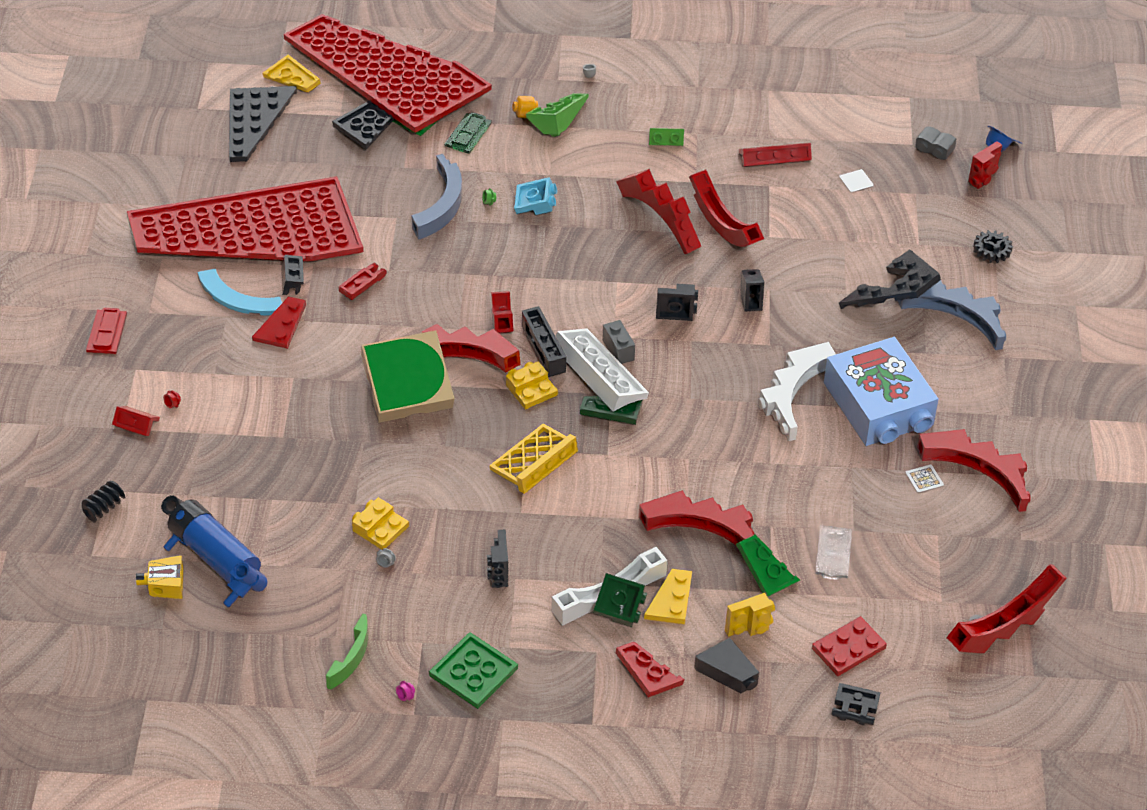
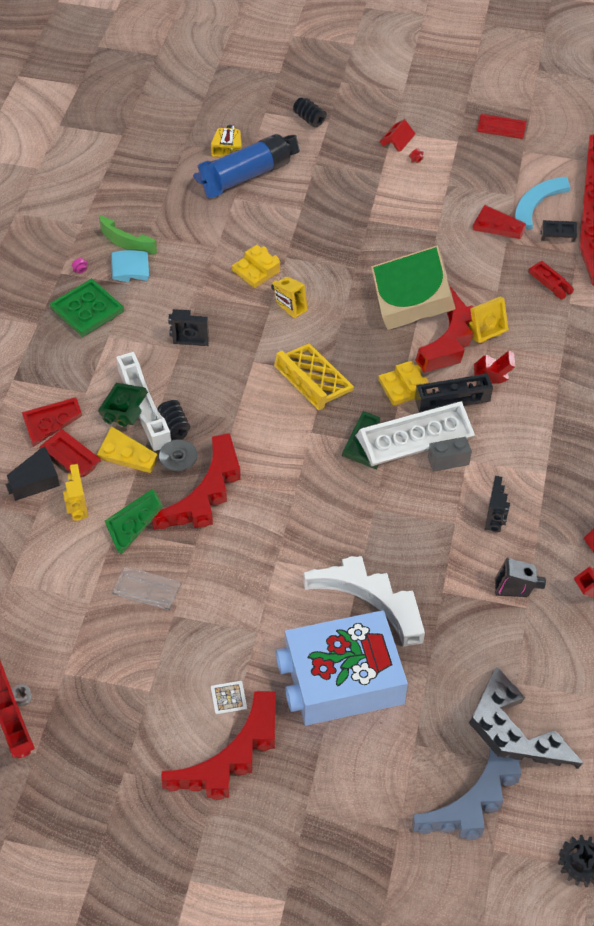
camera: 100 degrees right, 5 degrees up
(385, 558) = (218, 266): light grey plate -> none
(397, 641) = (129, 265): none -> medium azure slope
(429, 481) = (290, 296): none -> yellow torso
(442, 315) = (489, 320): none -> yellow plate
(623, 556) = (175, 419): none -> black piece
(673, 547) = (178, 455): none -> dark grey dish
(687, 643) = (69, 451): none -> red piece
(849, 646) = (31, 578): plate -> none

